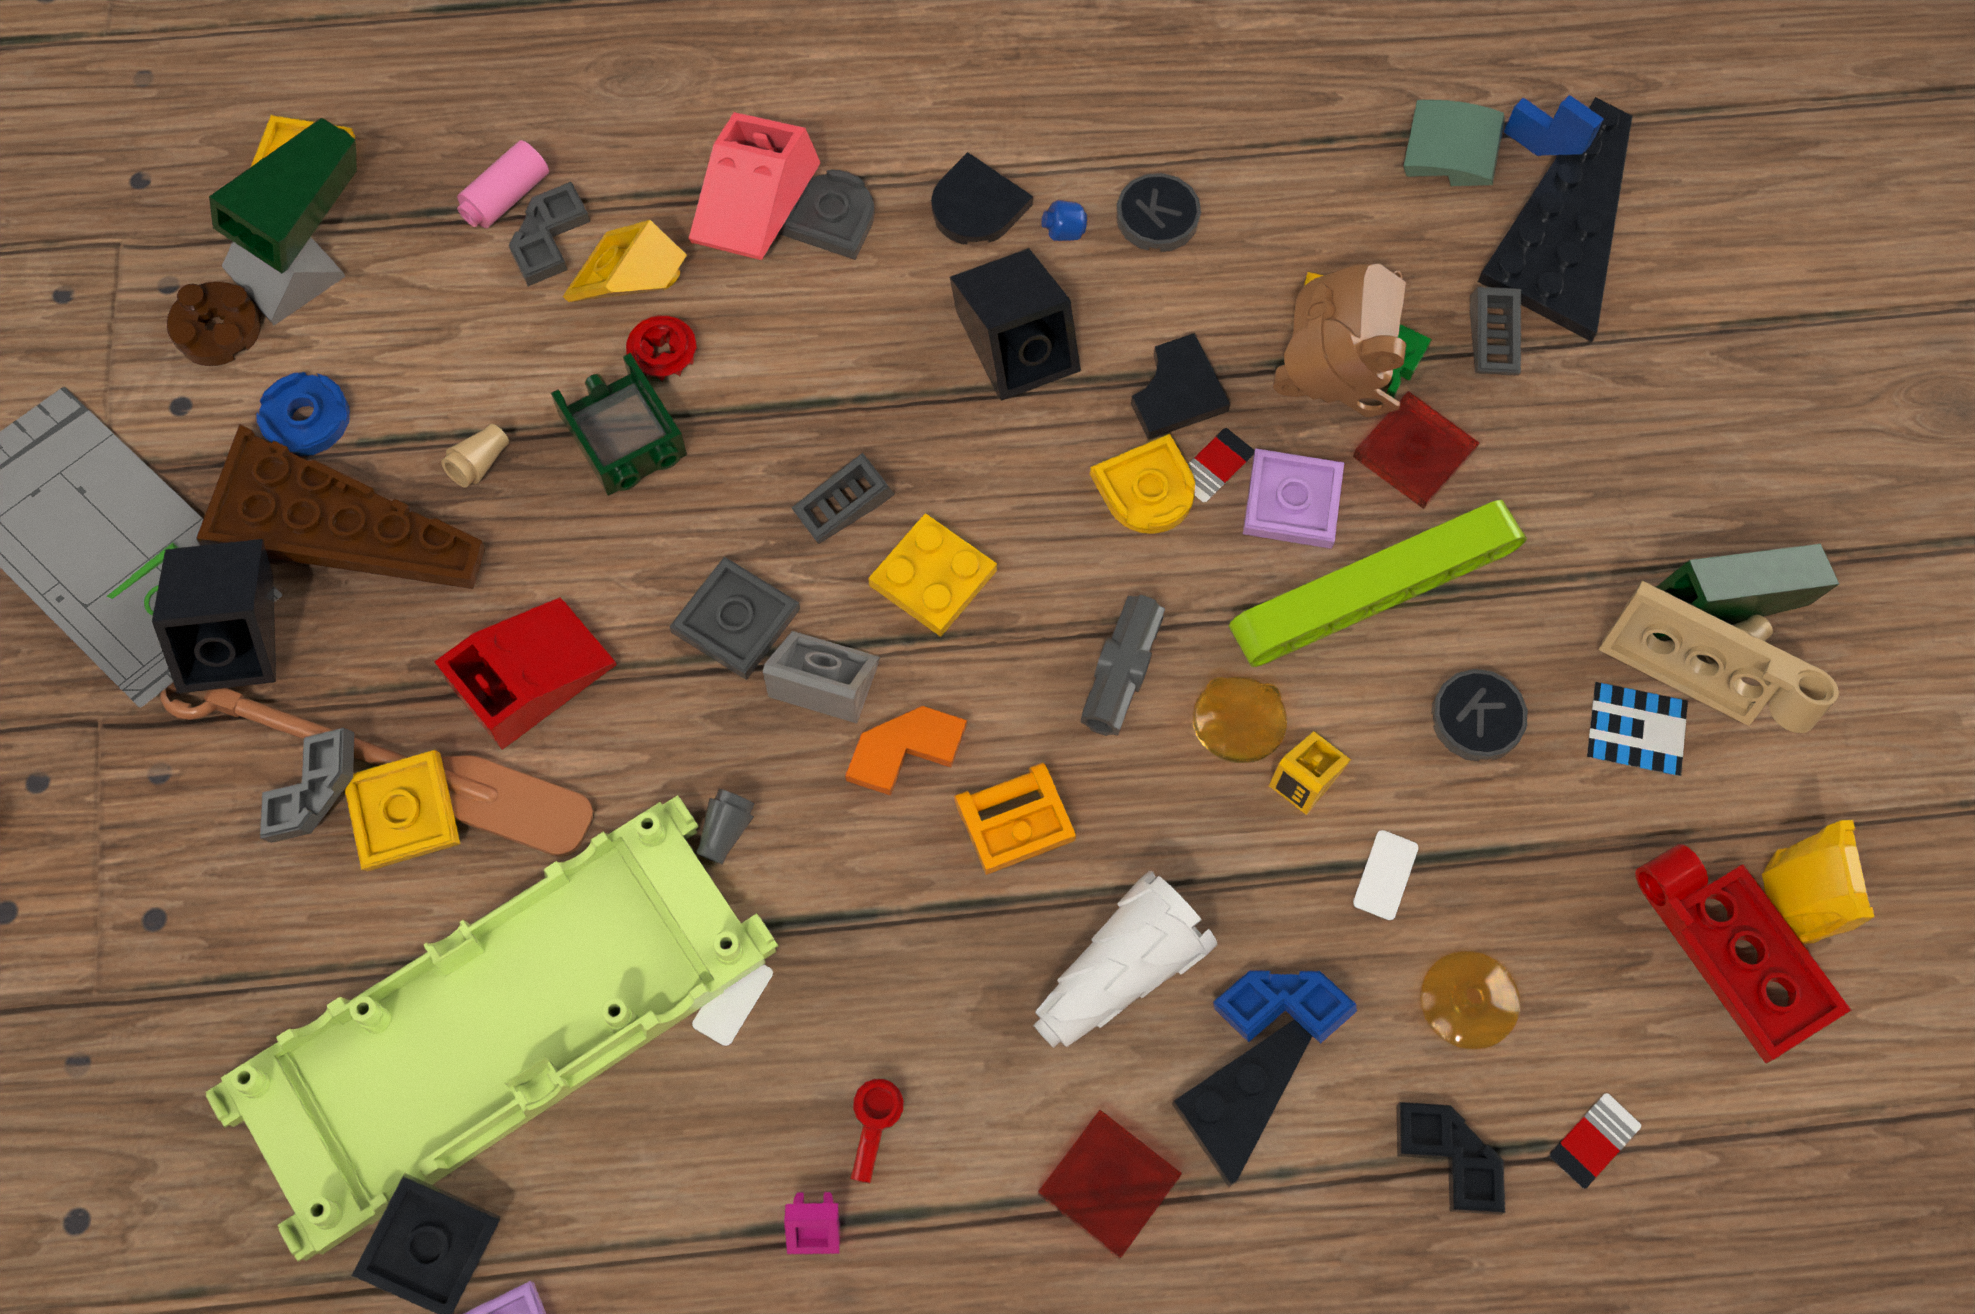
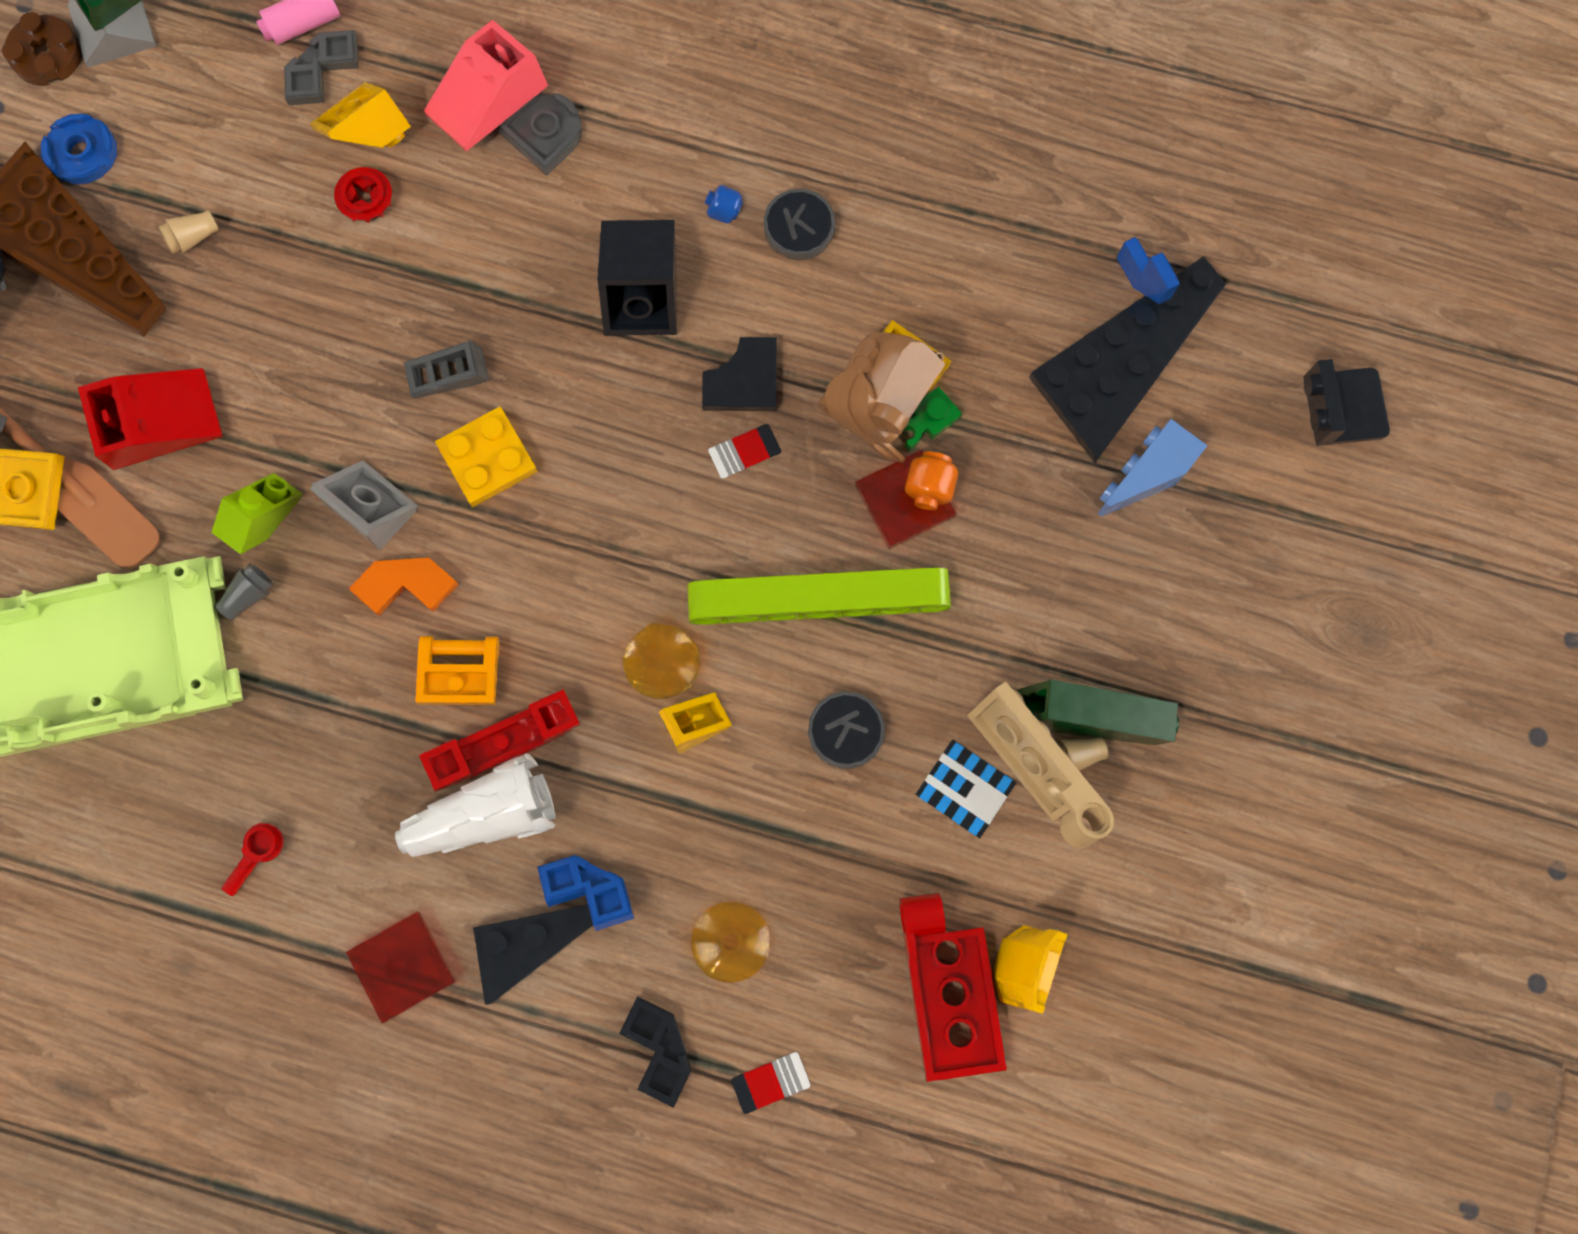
camera: 20 degrees right, 10 degrees up
(622, 429) = (302, 250): window -> none
(697, 731) = (254, 512): none -> lime slope
(727, 1012) = (191, 730): white sticker -> none
(735, 618) = (325, 433): dark grey tile -> none
(812, 1226) = (176, 912): dark pink tile -> none
(977, 202) = (659, 163): black tile -> none
(1105, 875) = (500, 742): none -> red slope
(1122, 665) = (592, 585): dark grey piece -> none
(1147, 486) = (682, 449): yellow tile -> none
(1293, 498) = (790, 502): lavender tile -> none
(1385, 875) = (715, 823): white sticker -> none
(1443, 412) = (931, 480): none -> orange head
(1454, 142) = (1067, 252): sand green slope -> none
(1510, 302) = (1031, 399): dark grey slope -> none
(1666, 309) = (1162, 465): none -> medium blue slope
(1814, 189) = (1345, 404): none -> black bracket

